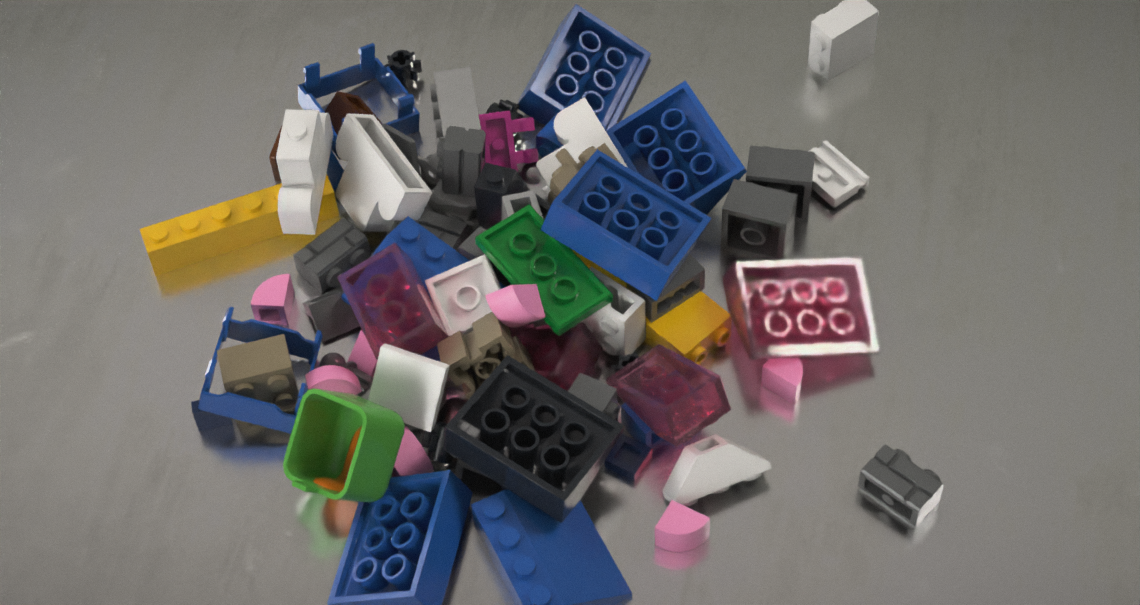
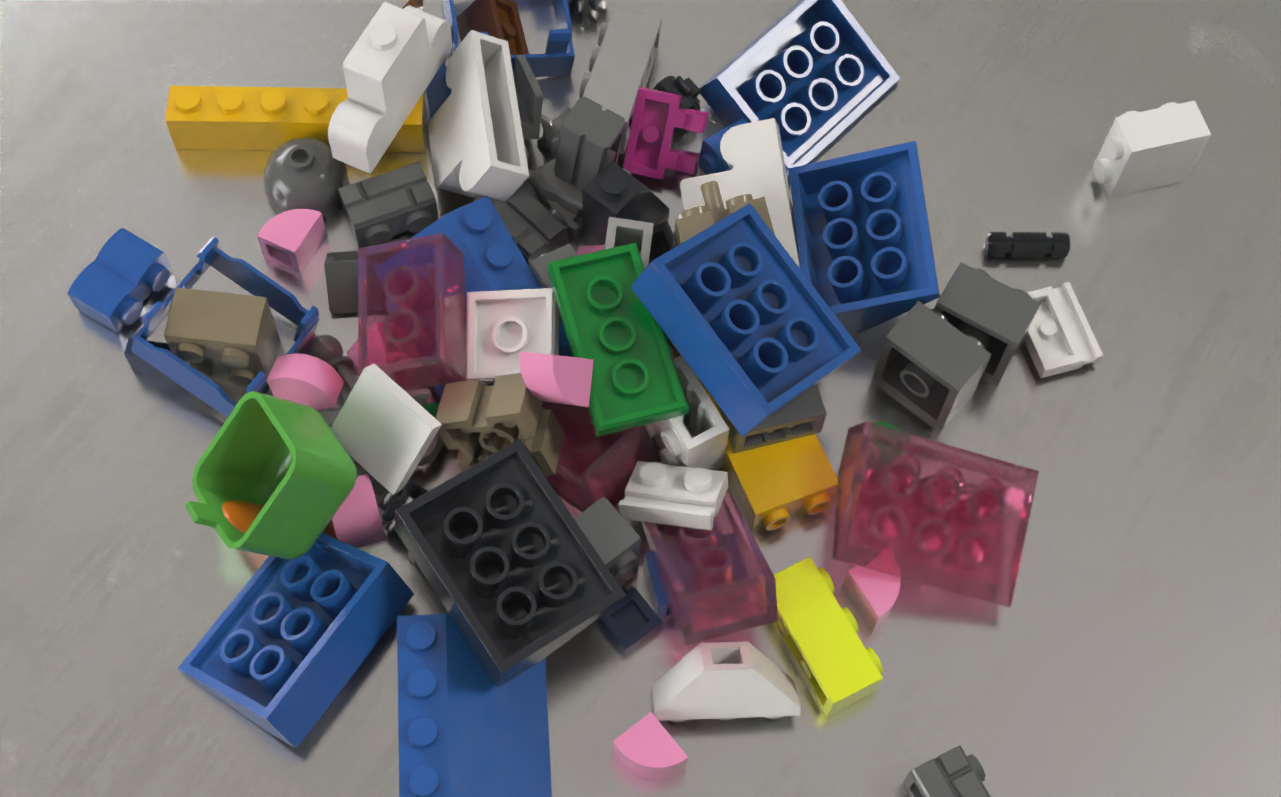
camera: 15 degrees right, 10 degrees up
(162, 371) = (120, 280): none -> blue brick
(261, 256) = (304, 177): none -> dark grey cylinder
(625, 358) = (674, 495): none -> white plate
(766, 418) = (824, 638): none -> neon yellow brick
(787, 127) = (1027, 244): none -> black axle

